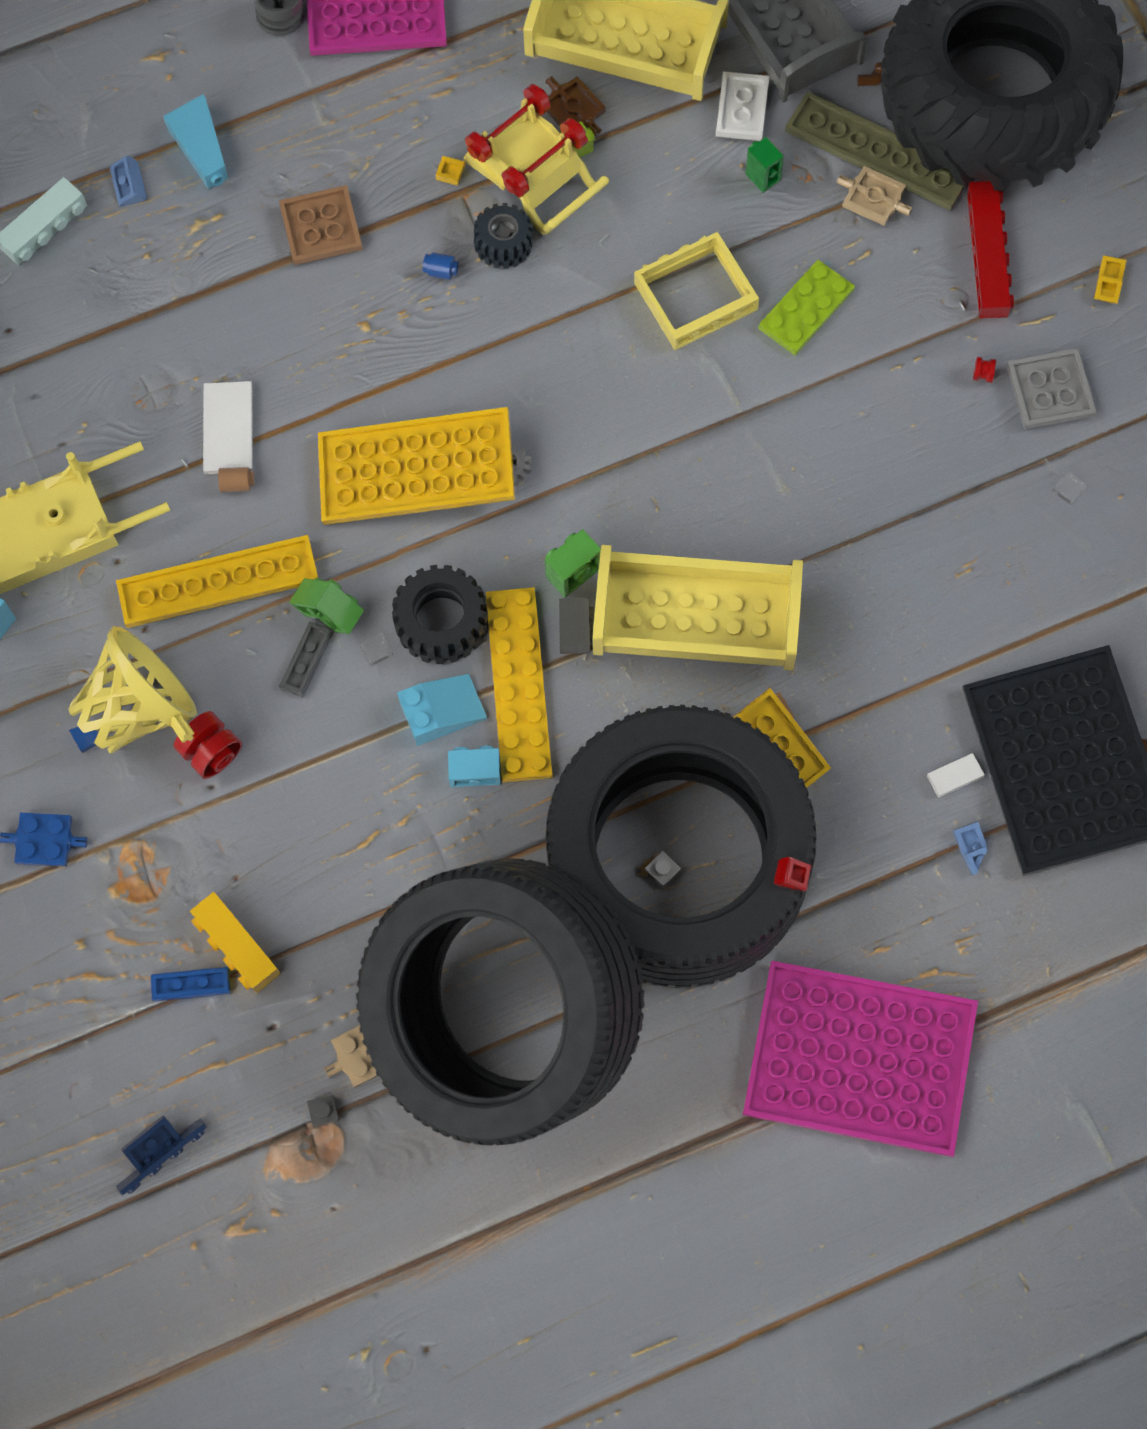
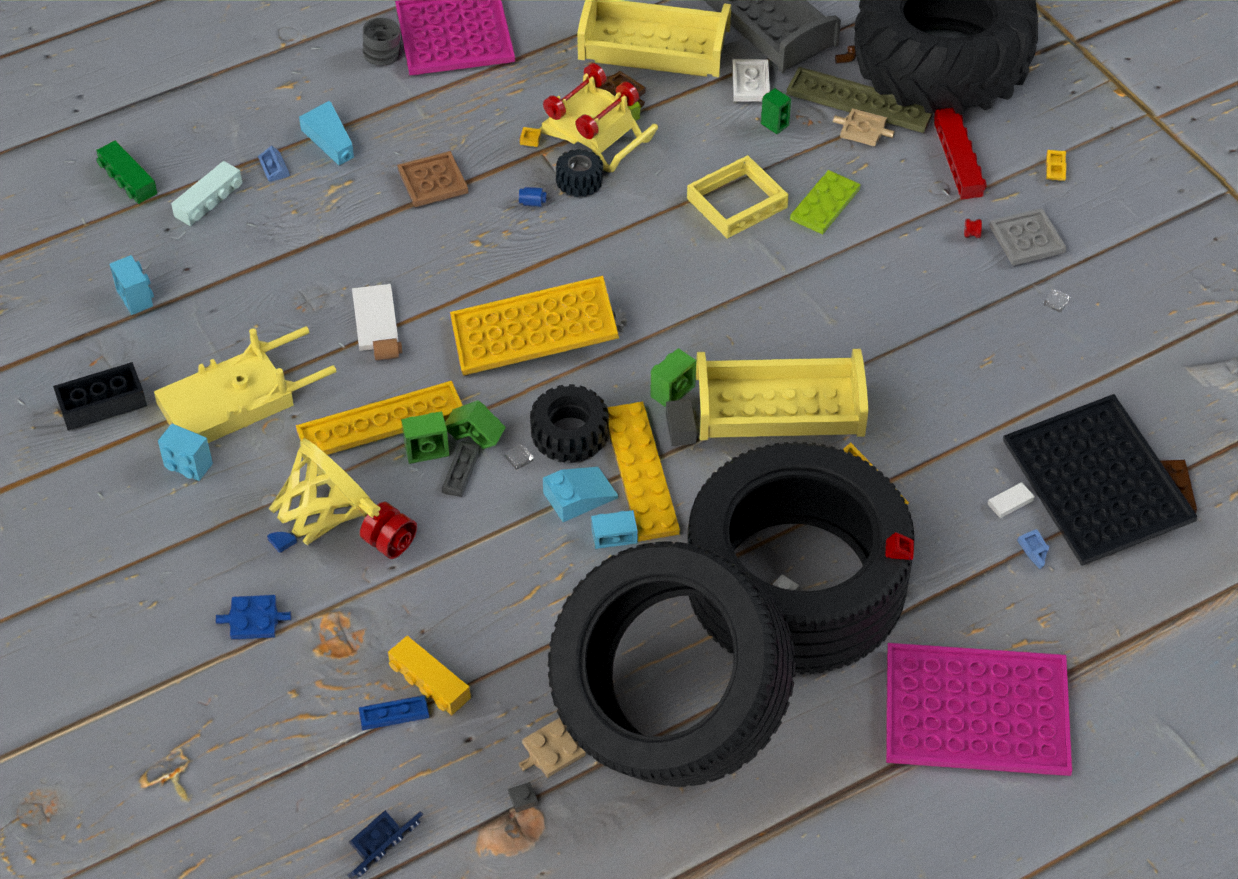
camera: 10 degrees left, 20 degrees down
(265, 617) = (425, 437): none -> bright green brick

